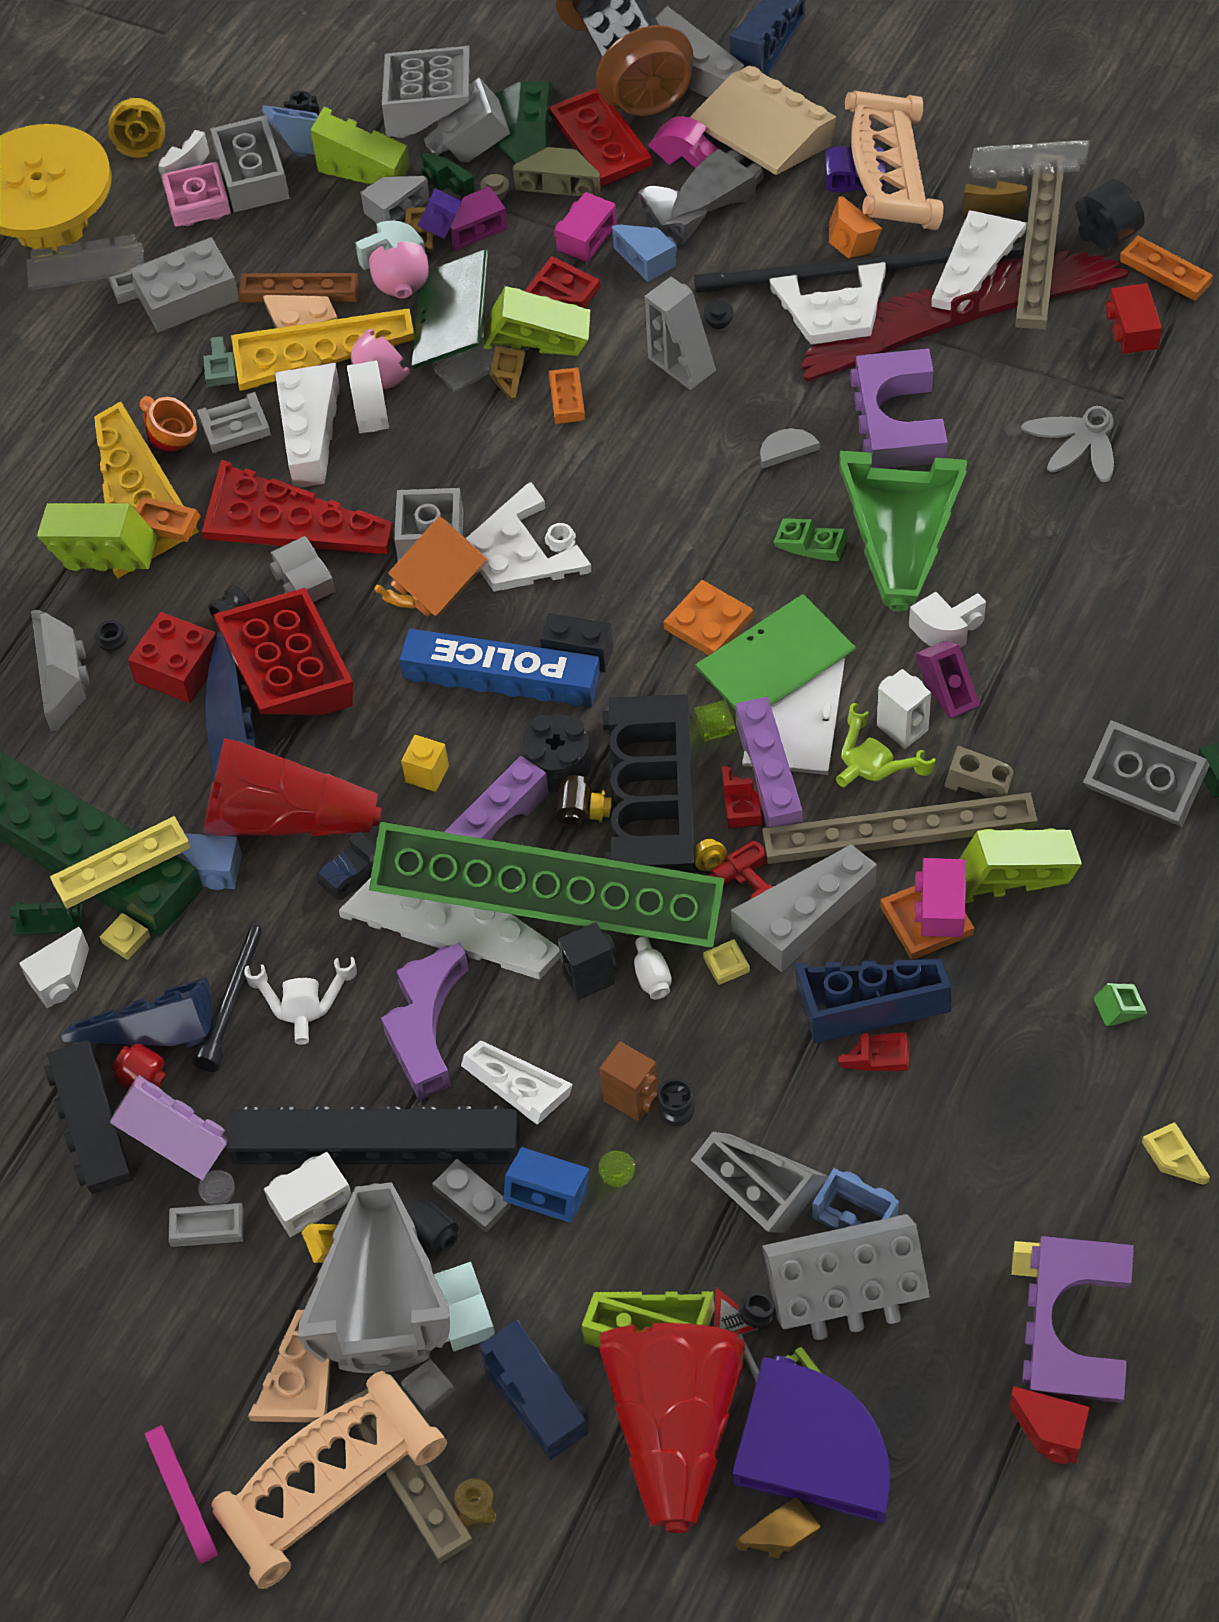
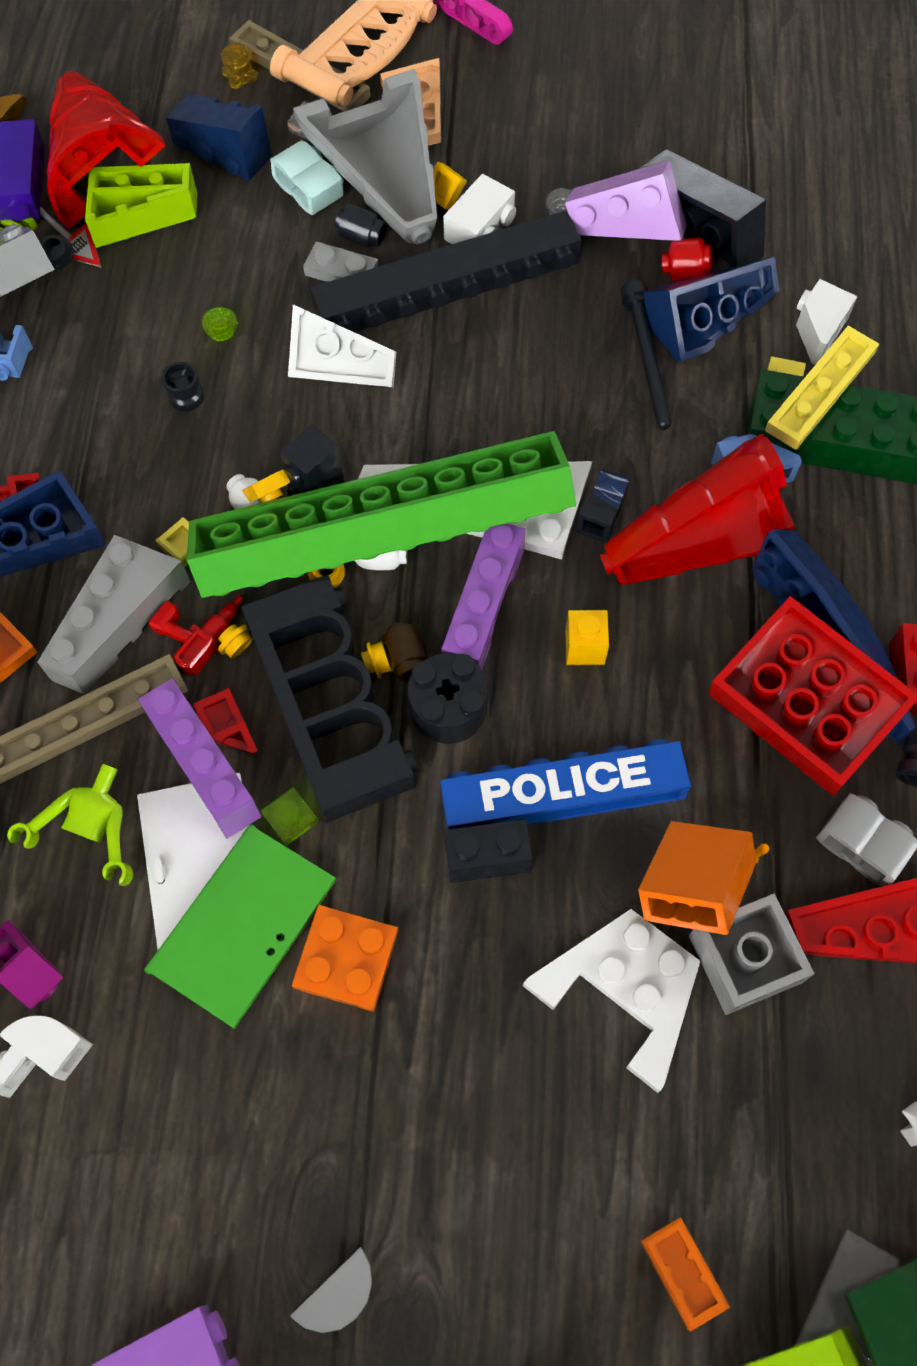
camera: 155 degrees right, 10 degrees up
(45, 918) = (883, 365): dark green hinge -> none
(206, 1224) = (565, 173): light grey tile -> none
(300, 997) = (582, 370): white piece -> none
(413, 1027) = (460, 375): medium lavender arch -> none
(507, 370) = (792, 1293): pearl gold slope -> none
(546, 1184) = (272, 279): blue brick -> none
(560, 537) = (591, 1010): white plate -> none
(629, 1082) = (226, 372): dark orange brick -> none
(634, 952) = (267, 488): none -> yellow plate
(759, 1180) = (76, 331): light grey wedge -> none
(803, 539) = (254, 1134): bright green slope -> none
(900, 520) = (122, 1194): bright green cone -> none
(903, 708) = (54, 880): white brick -> none

